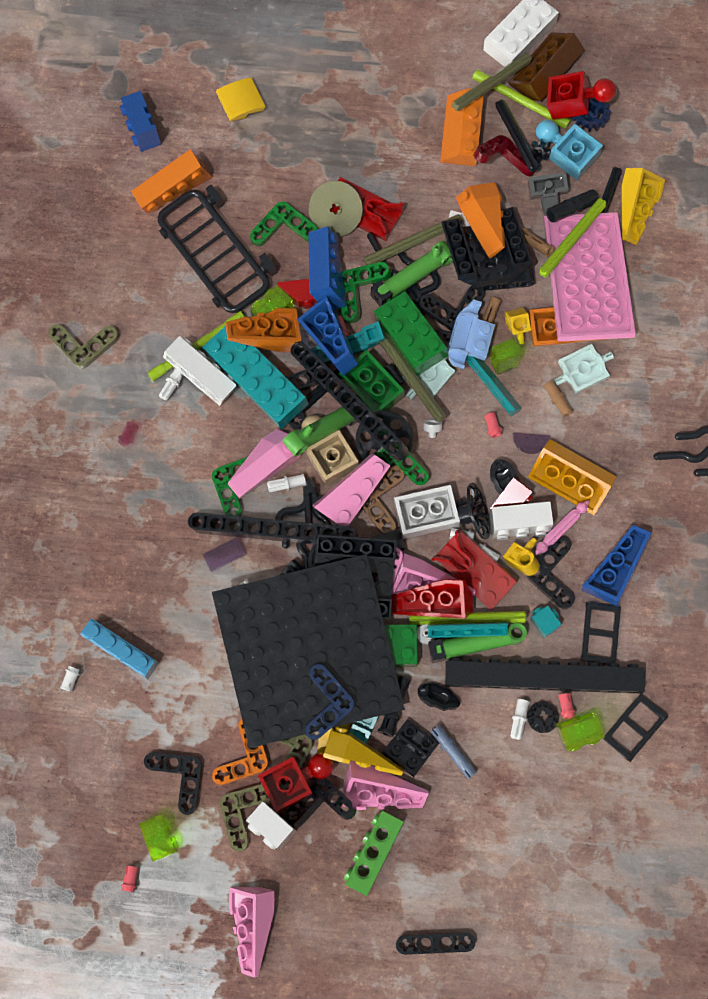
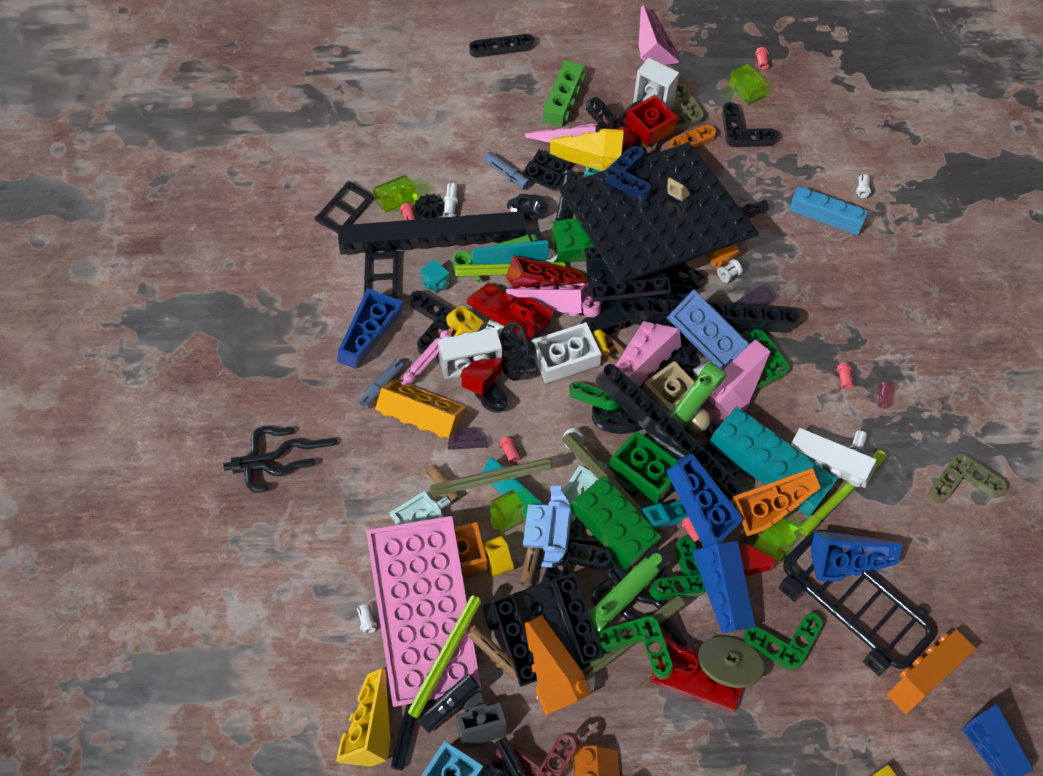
camera: 165 degrees right, 15 degrees down
(159, 459) = (844, 371): none -> coral pin
(201, 663) = (760, 207): none -> black pin
(216, 283) = (846, 555): none -> blue wedge
(280, 664) = (677, 190): none -> tan slope
(285, 506) = (707, 330): none -> medium blue tile
(390, 518) = (599, 337): none -> yellow pin
(406, 233) = (640, 635): none -> green beam
(515, 388) = (490, 477): none -> olive axle
(610, 506) = (374, 389): none -> sand blue pin
(635, 288) = (368, 624): none -> white pin

